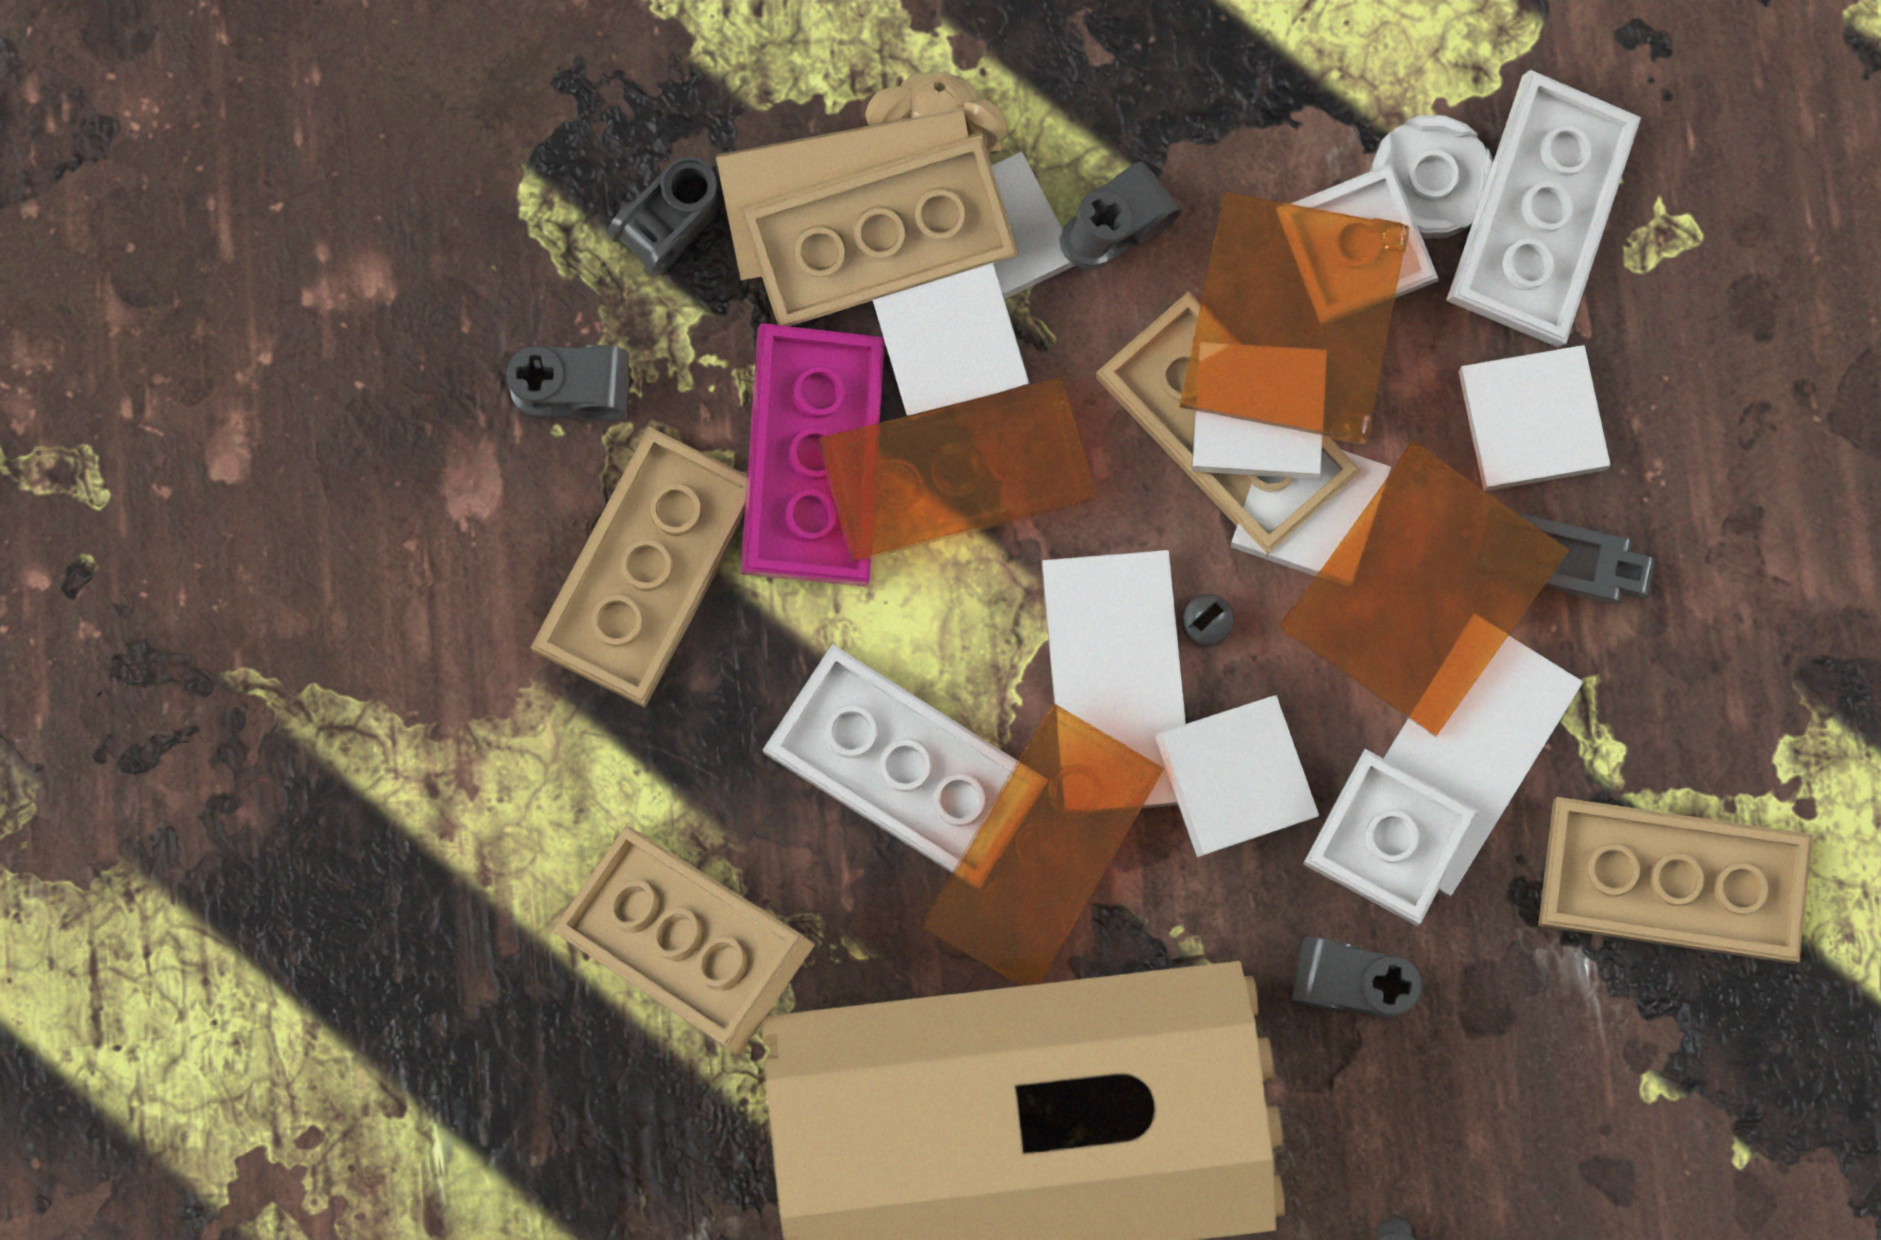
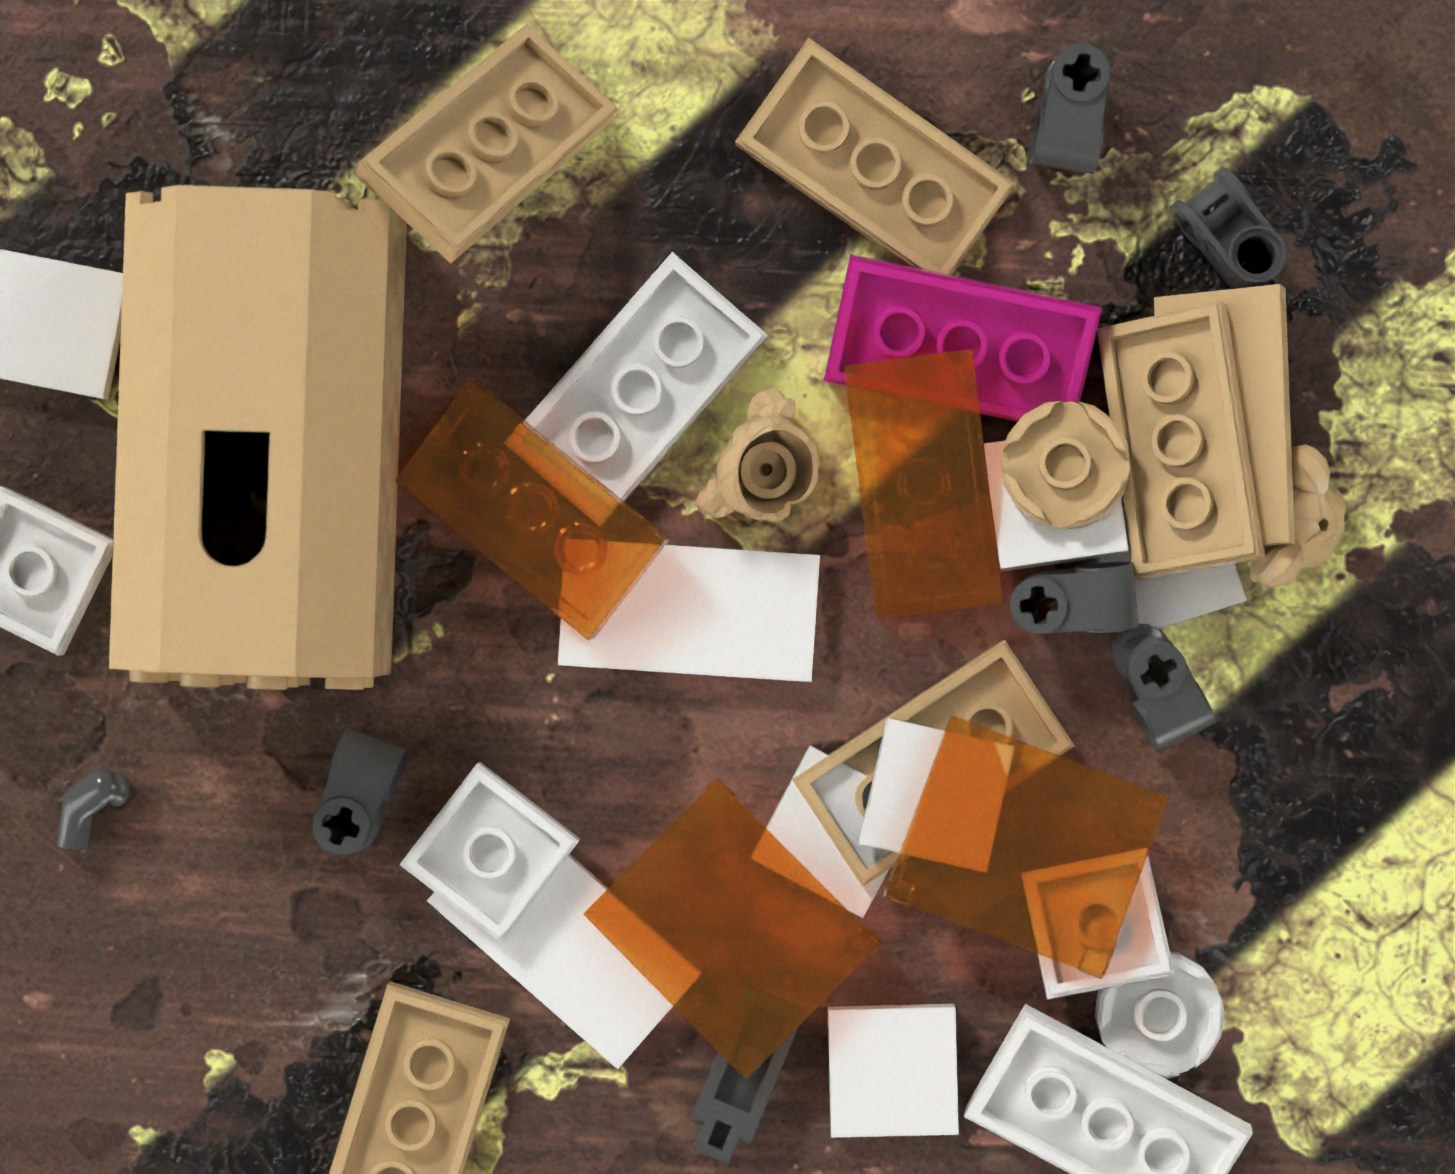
camera: 100 degrees right, 10 degrees up
(918, 335) = (1065, 464): none -> tan tile
(946, 607) = (763, 439): none -> tan hair
(1043, 295) = (1088, 599): none -> dark grey piece
(1218, 628) = (726, 719): dark grey hinge -> none
(1236, 775) = (574, 711): white tile -> none

